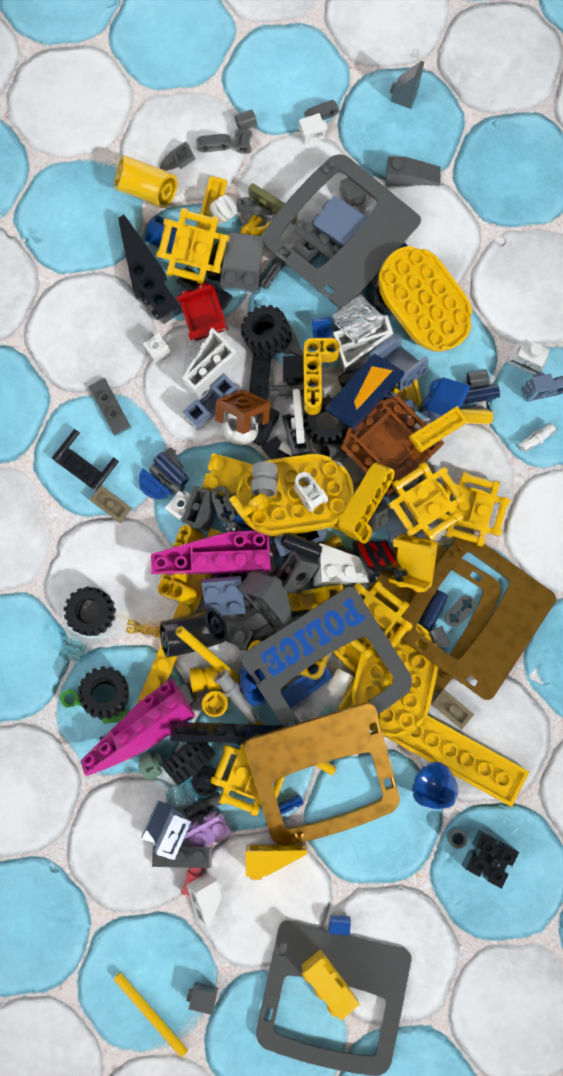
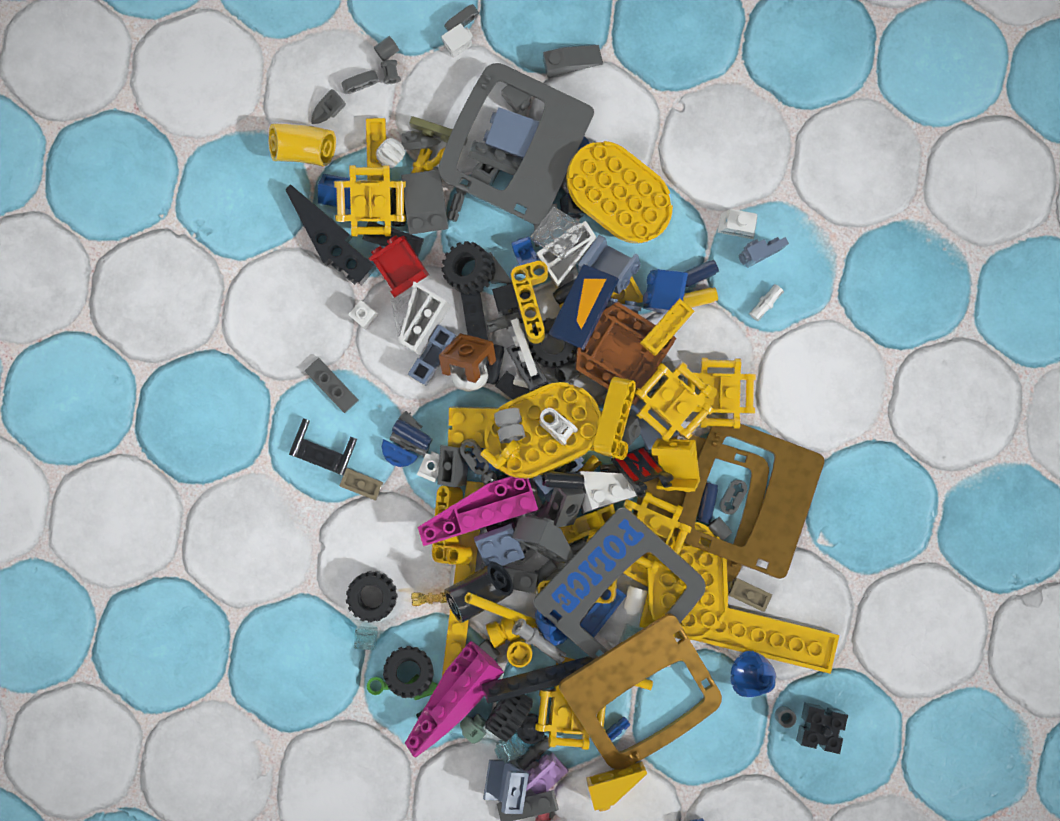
camera: 20 degrees left, 5 degrees up
(477, 378) = (692, 258): dark grey beam -> none

